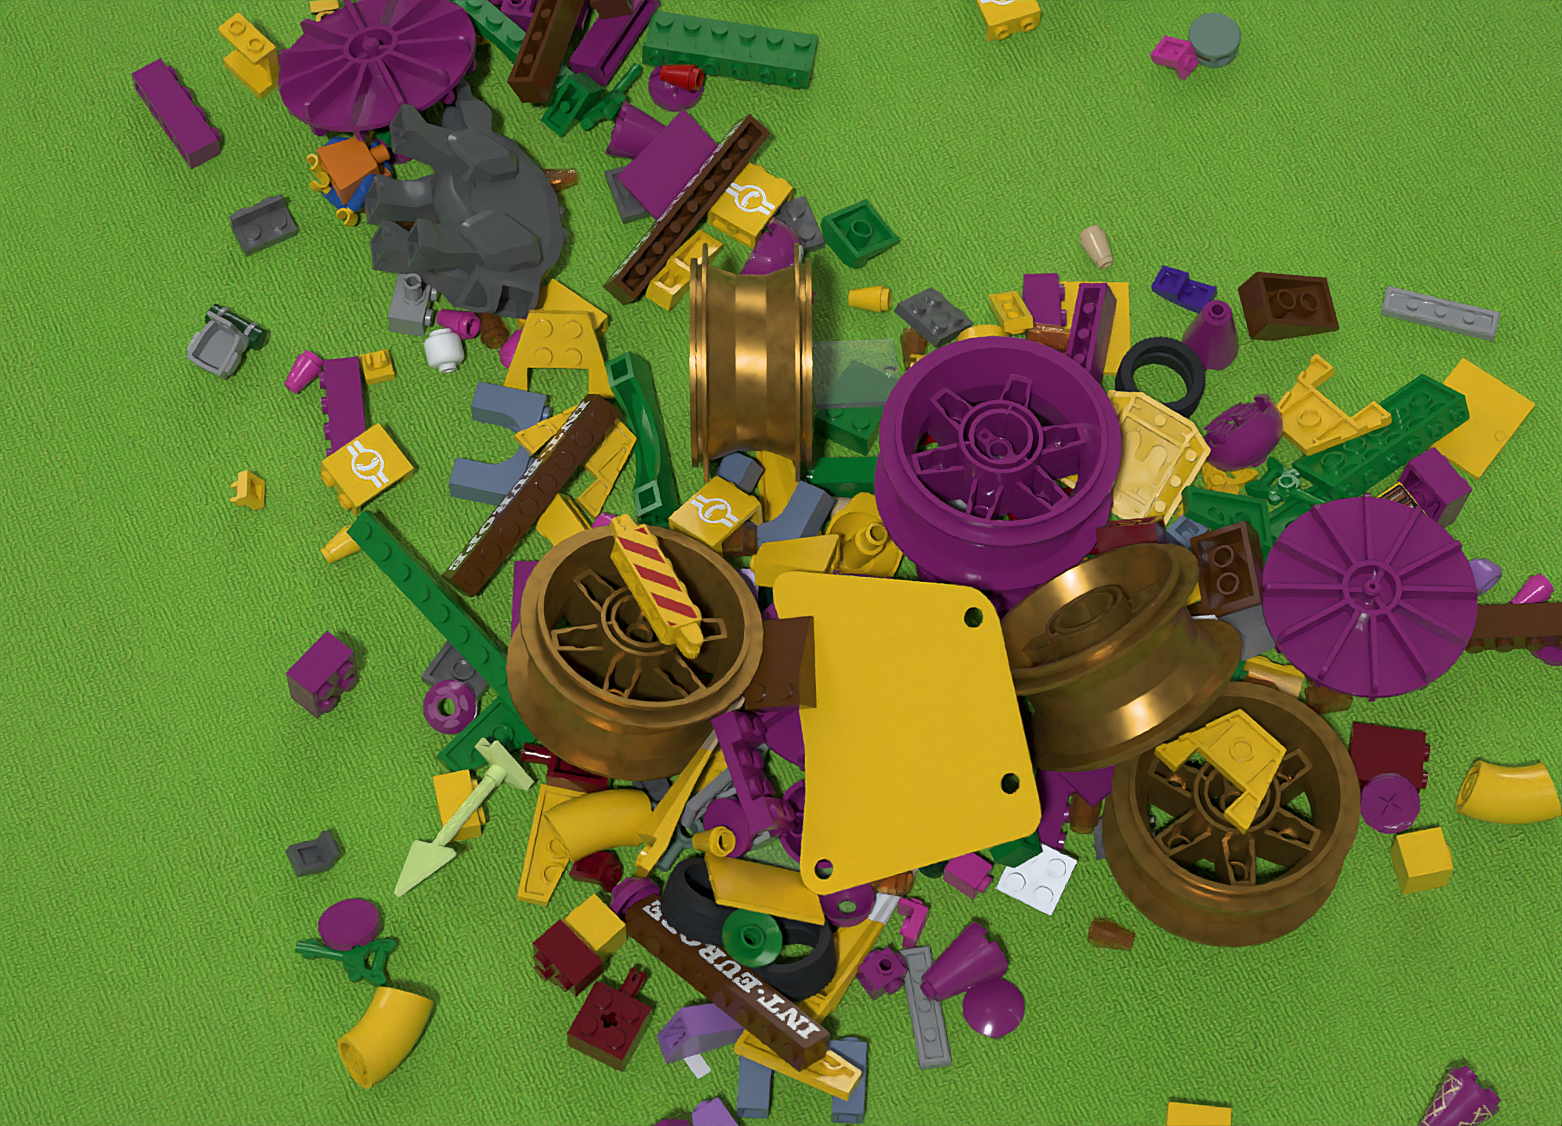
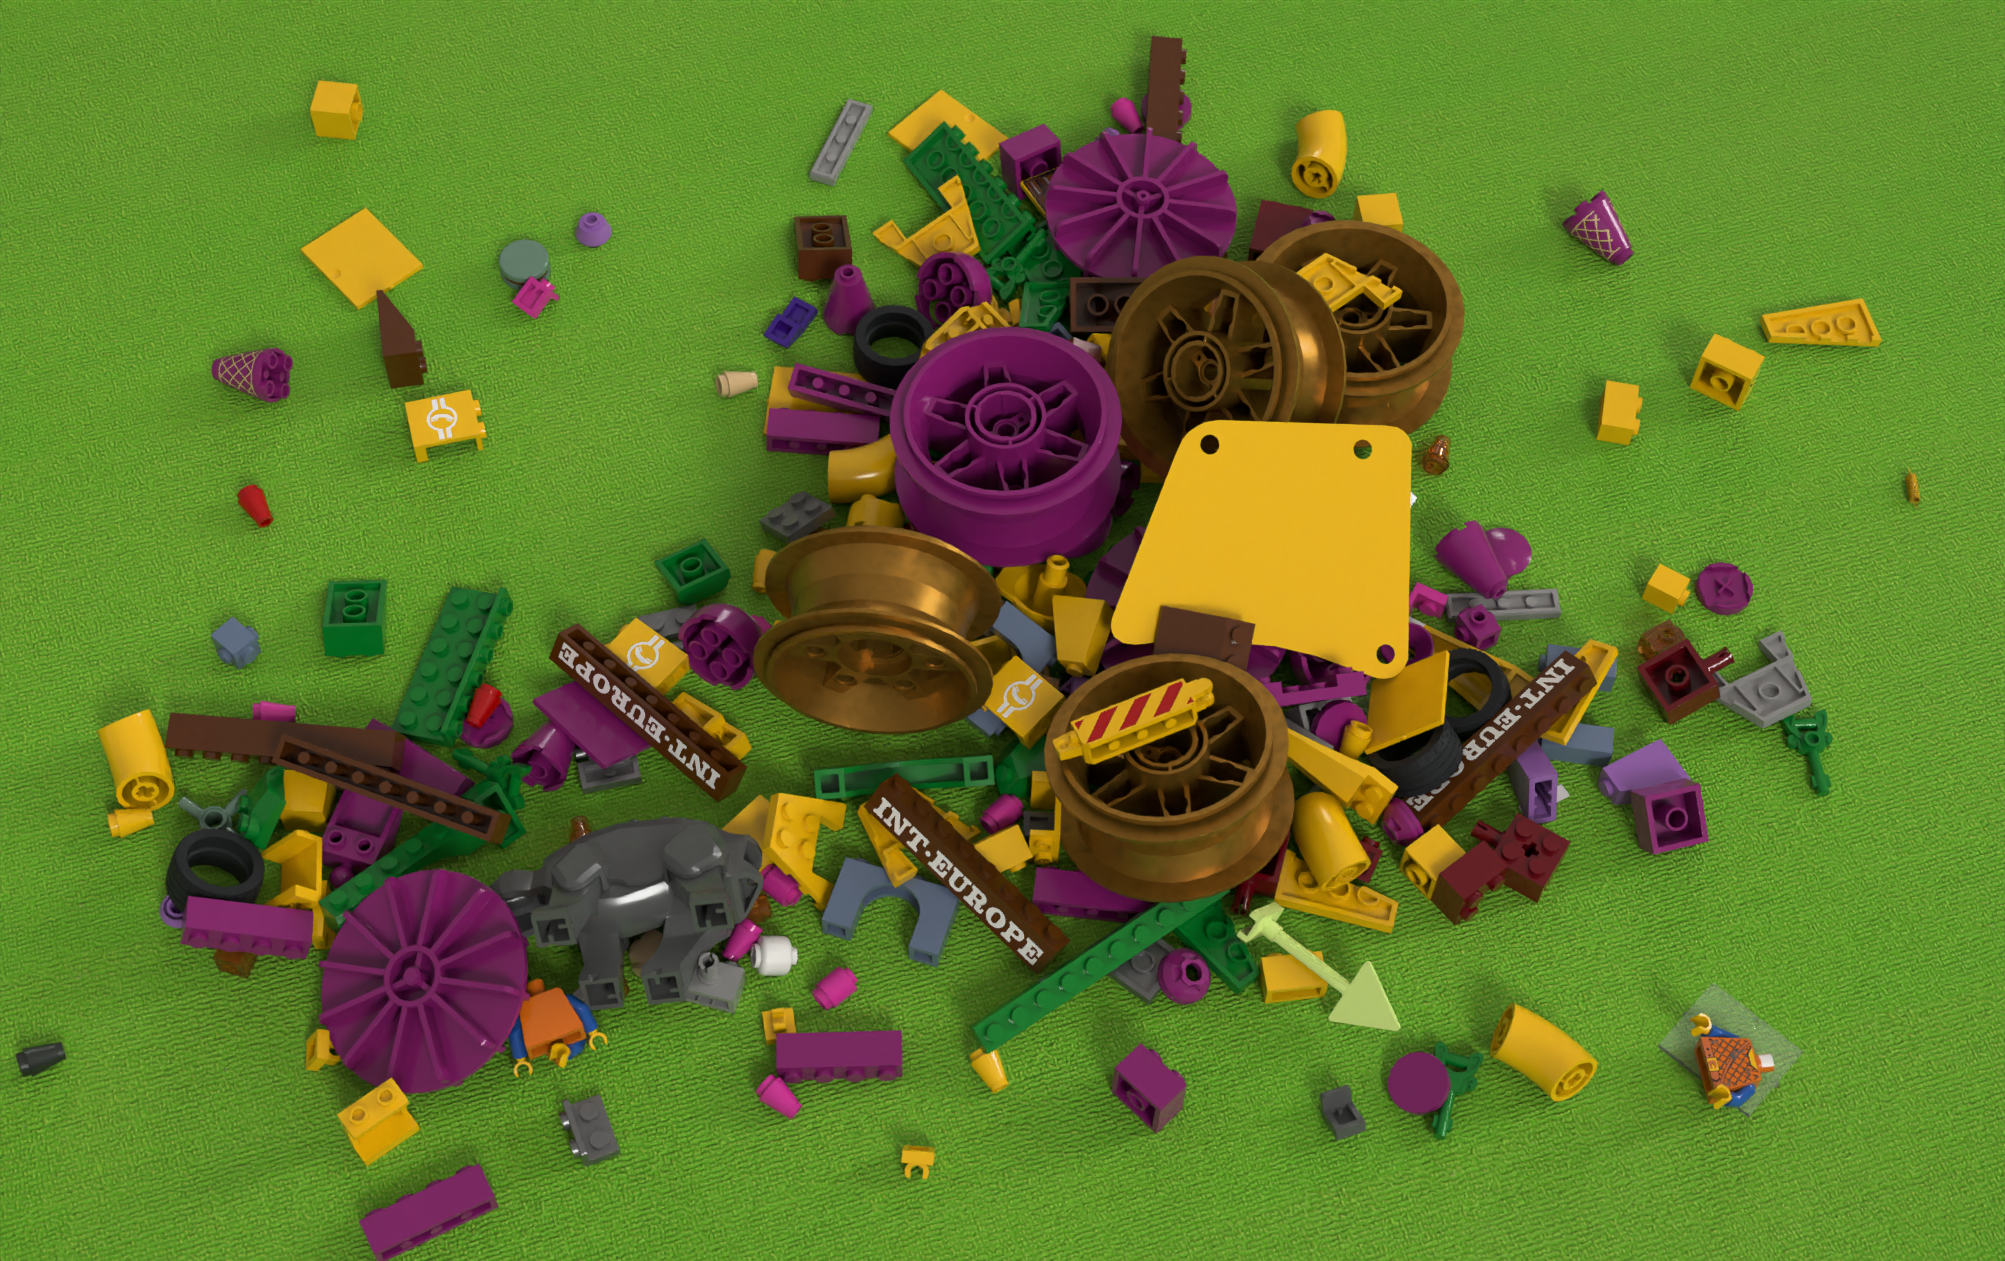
camera: 85 degrees left, 5 degrees down
(223, 341) = (733, 1173): light grey piece -> none
(365, 468) = (911, 1035): yellow panel -> none
(415, 406) = (835, 988): none -> dark pink brick
(762, 932) = (1469, 708): green dish -> none
(1011, 312) = (806, 449): yellow plate -> none
(1049, 335) = (845, 419): clear orange brick -> none
(1272, 95) = (593, 230): none -> medium lavender cone

